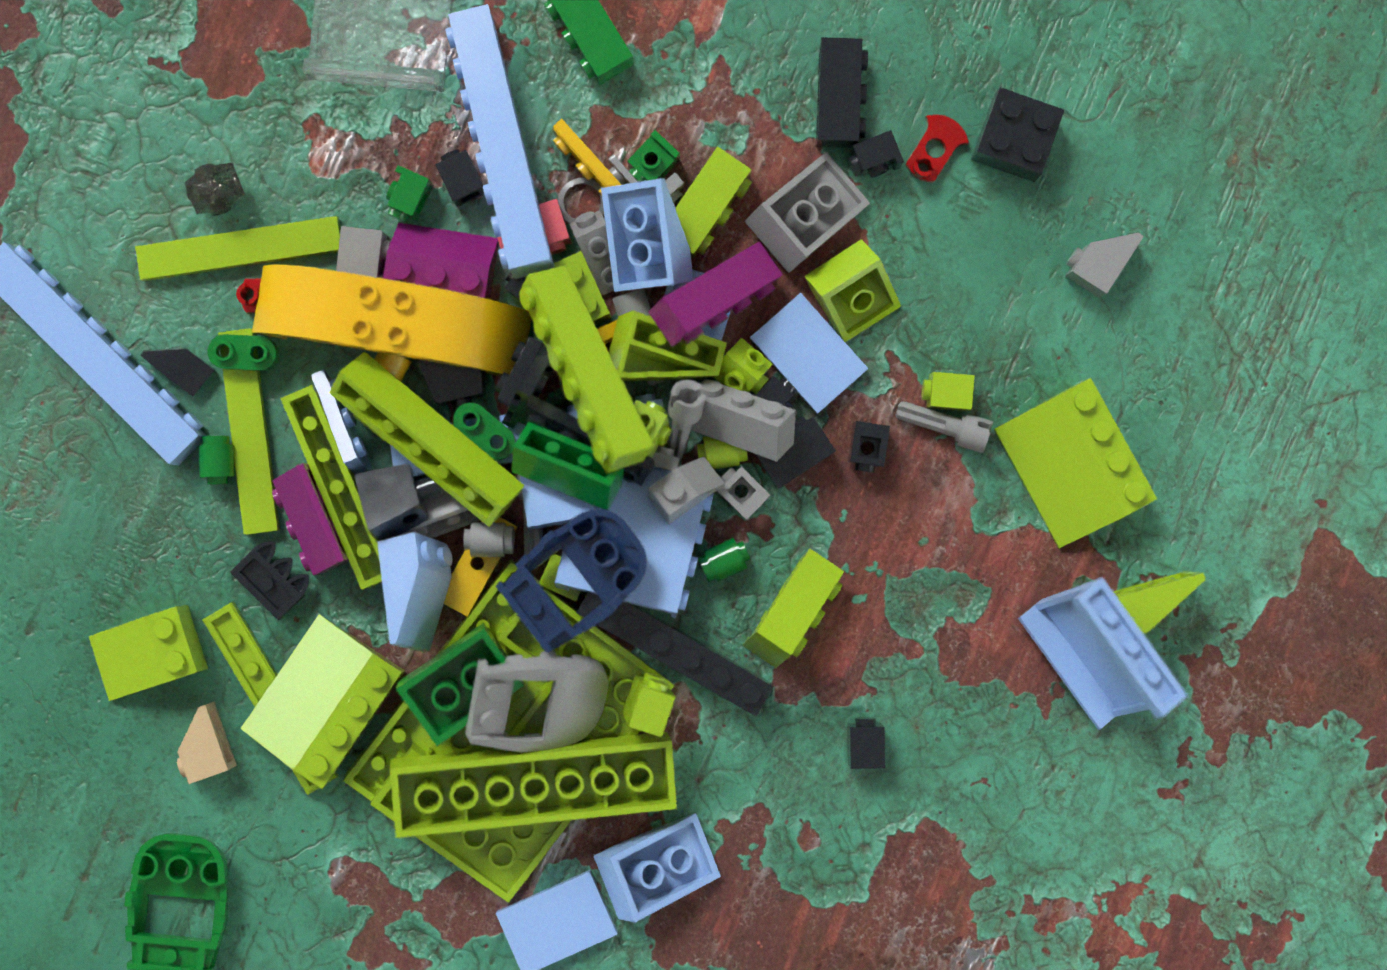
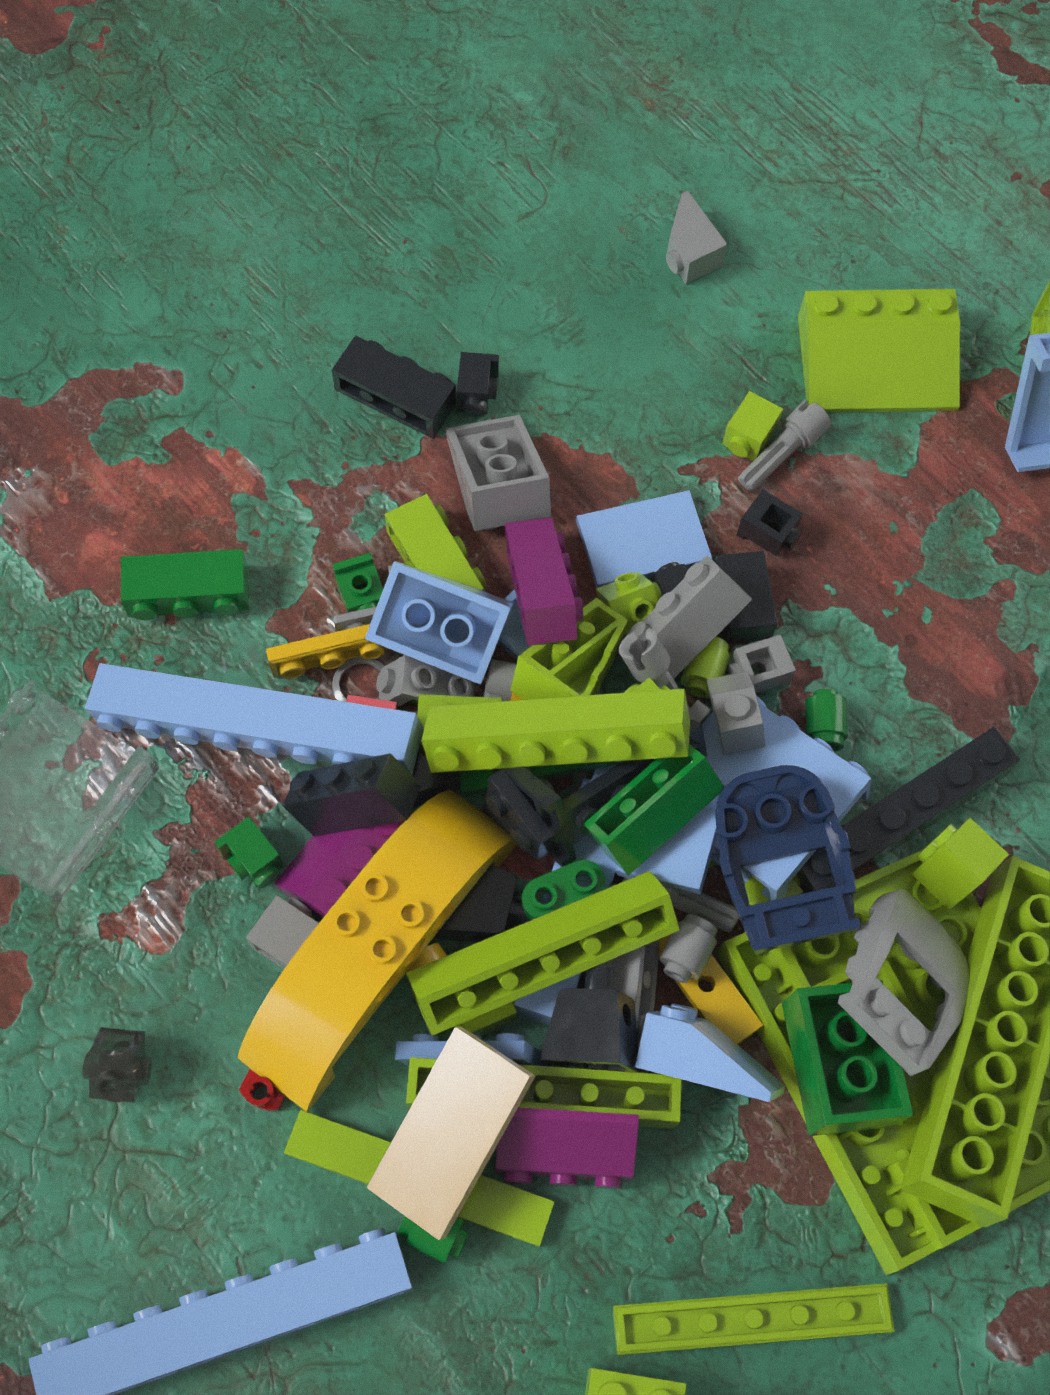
camera: 65 degrees left, 20 degrees down
(180, 366) = (298, 1220): black slope -> none
(238, 248) = (198, 1082): lime tile -> none
(242, 352) = (325, 1131): green plate -> none
(269, 580) = (612, 1241): black plate -> none
(272, 438) = (450, 1132): none -> tan tile
(321, 701) = (789, 1248): slope -> none
(460, 177) = (262, 788): black brick -> none
(474, 245) = (352, 795): none -> black brick
(795, 609) = (918, 672): lime wedge -> none
(853, 290) = (600, 464): lime slope -> none
(949, 134) = (492, 315): red piece -> none
(1017, 134) = (527, 254): black brick -> none

